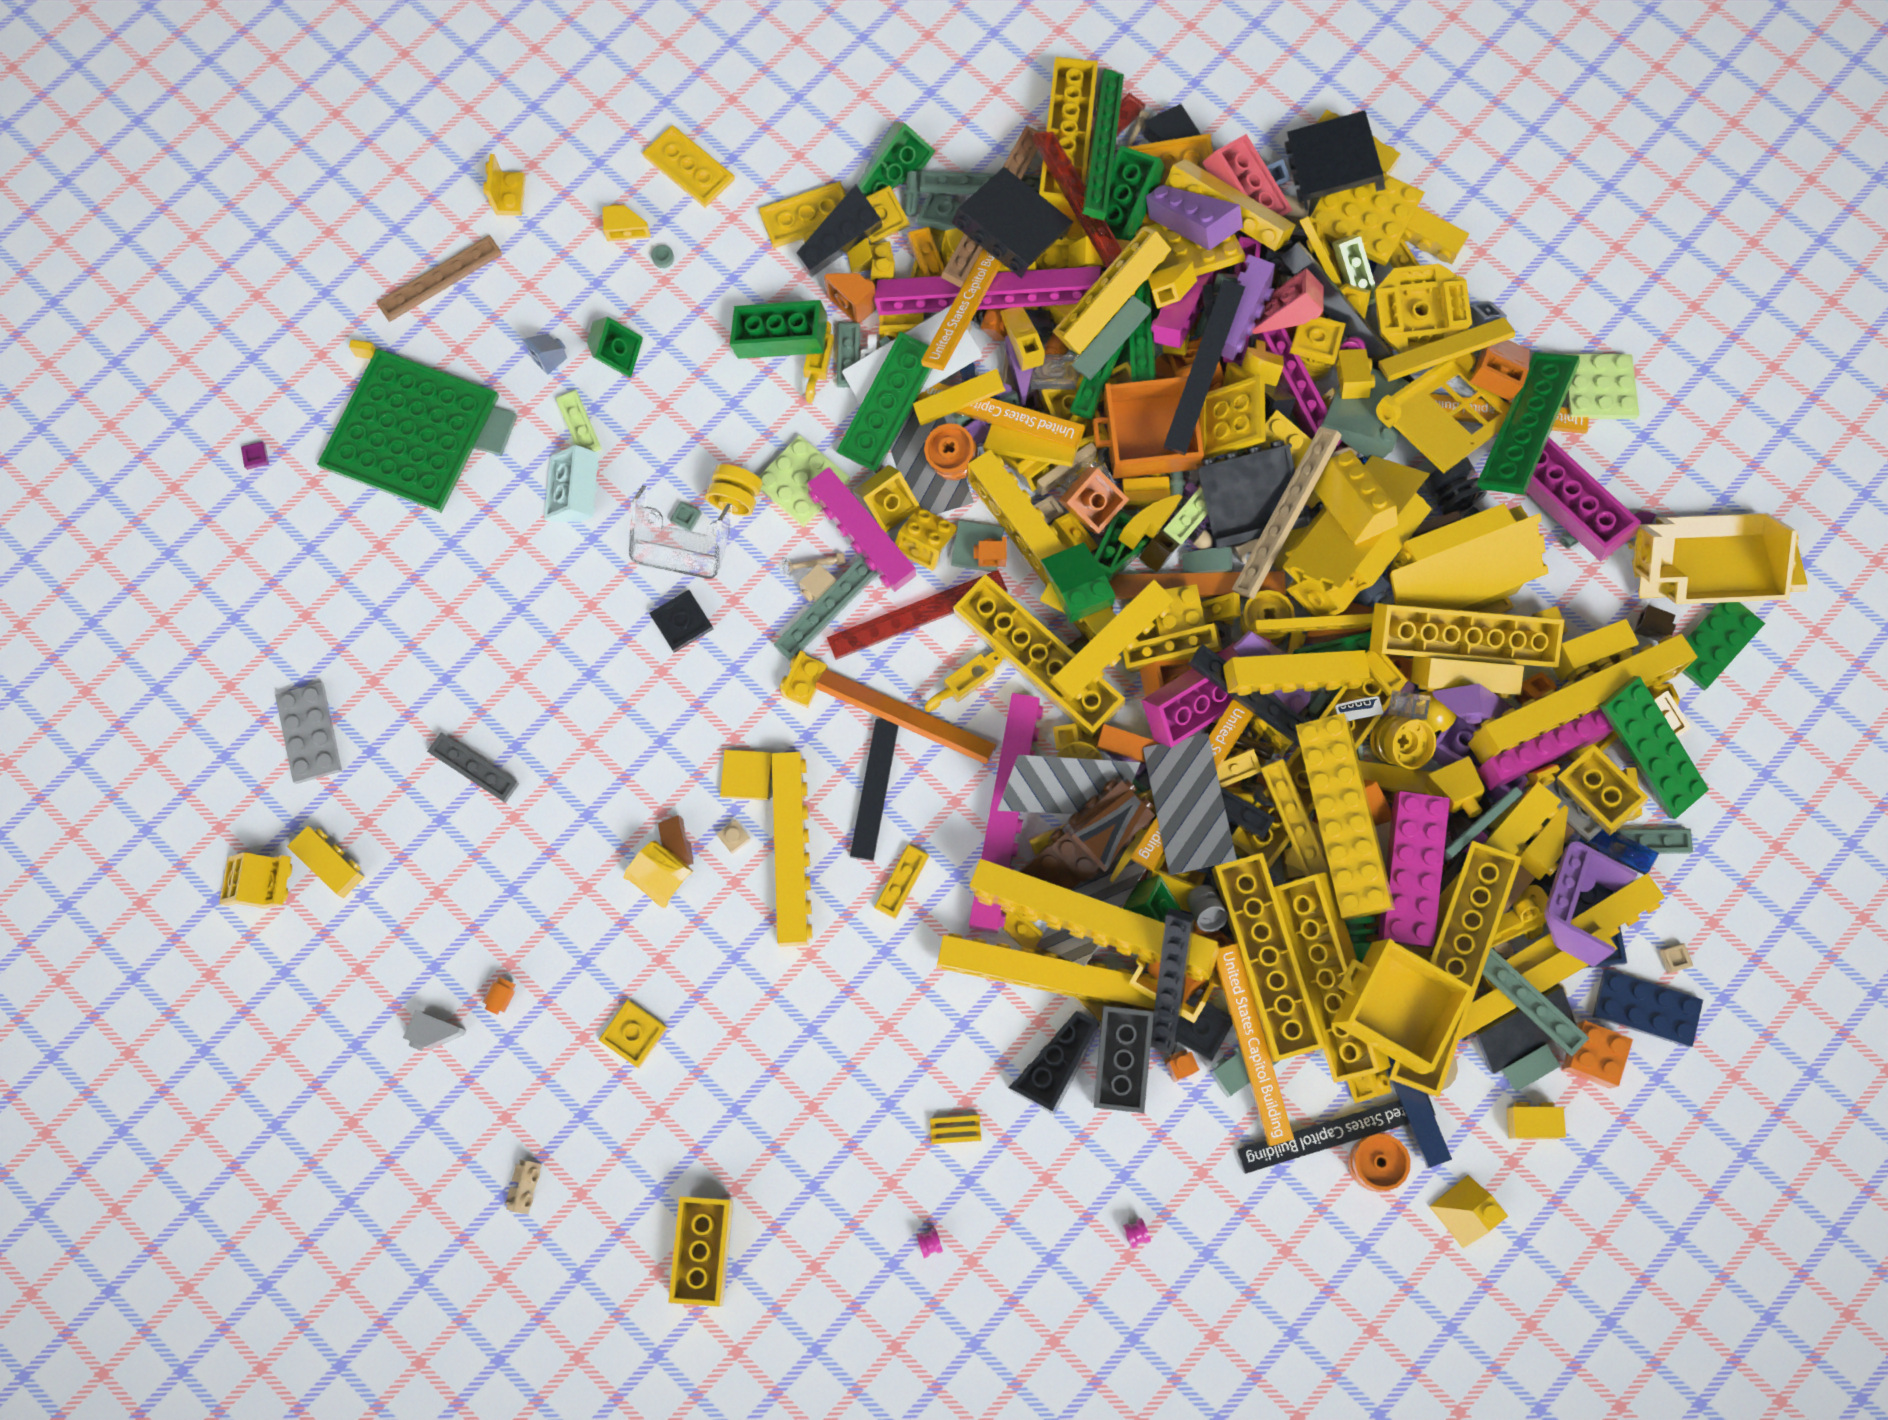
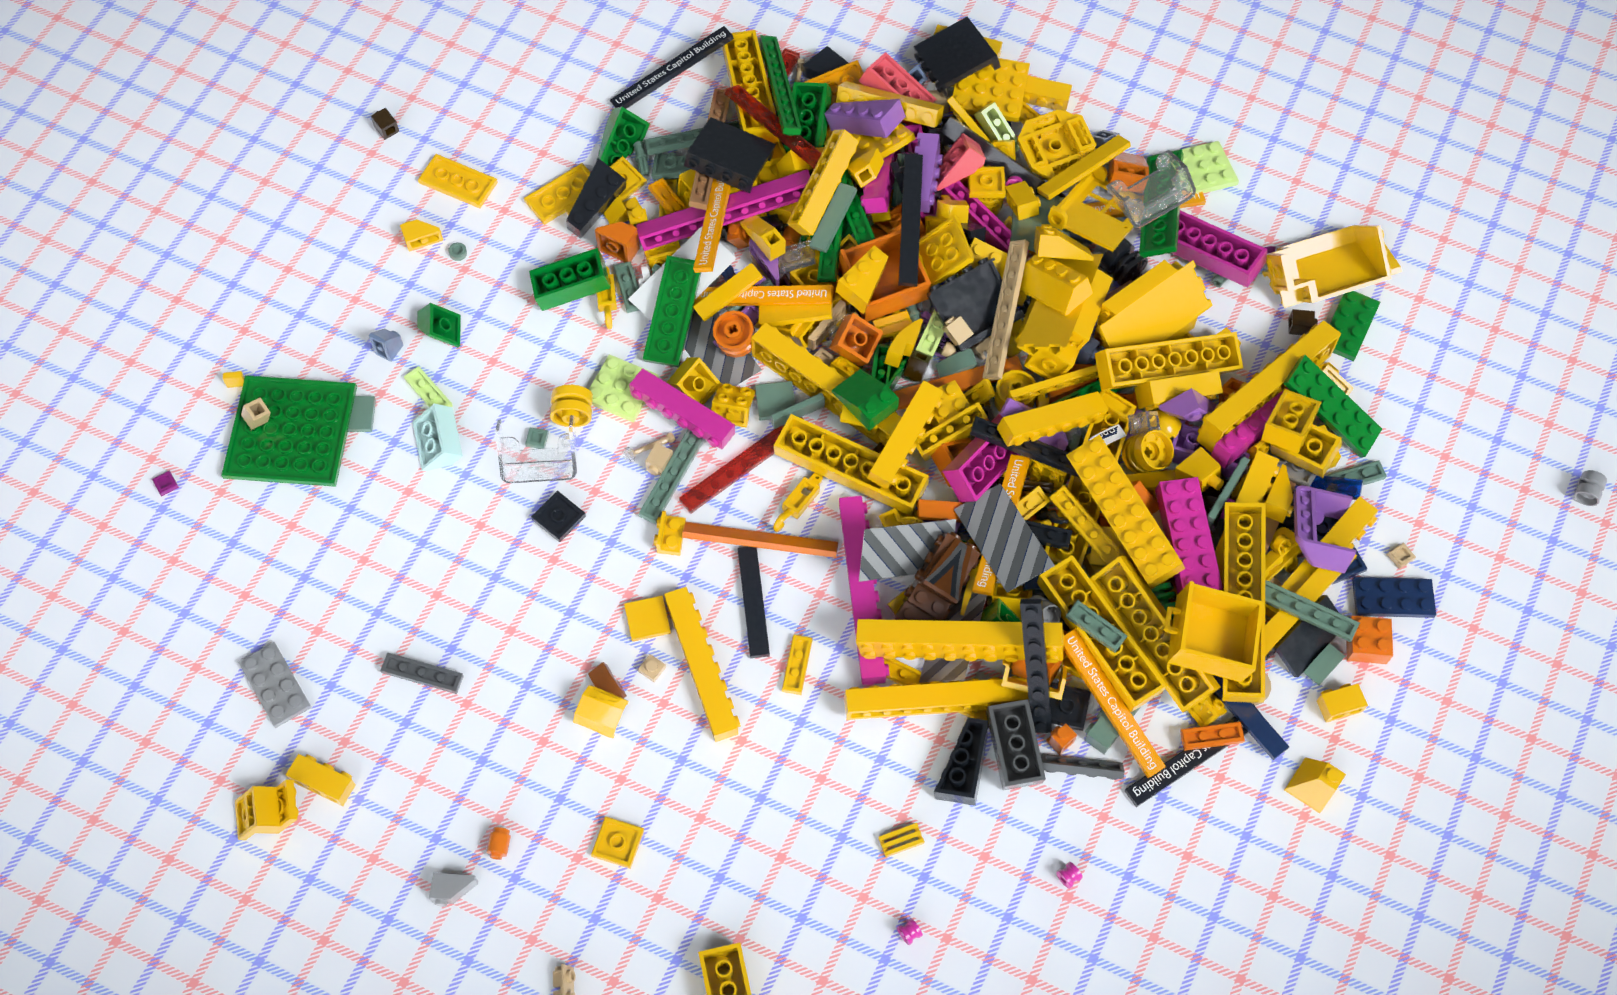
camera: 20 degrees left, 10 degrees down
(371, 401) = (255, 413): none -> tan brick
(439, 278) = (280, 312): medium nougat tile -> none
(504, 189) = (315, 232): yellow bracket -> none
(623, 70) = (385, 123): none -> dark brown brick
(982, 87) = (672, 68): none -> black tile
(991, 552) = (788, 398): orange brick -> none
(998, 568) = (800, 409): none -> sand green tile
(1120, 429) = (861, 279): none -> yellow wedge
(1195, 1106) = (1083, 766): none -> dark grey plate
(1219, 521) = (957, 330): none -> tan brick
(1262, 950) = (1096, 626): none -> sand green tile
(1363, 1116) = (1212, 736): none -> orange tile
(1364, 1167) = (1236, 765): orange wheel -> none
(1377, 448) = (1056, 244): none -> yellow slope
(1523, 408) = (1156, 192): none -> clear windscreen
(1592, 757) = (1290, 421): none -> yellow slope
(1595, 650) = (1264, 349): yellow brick -> none

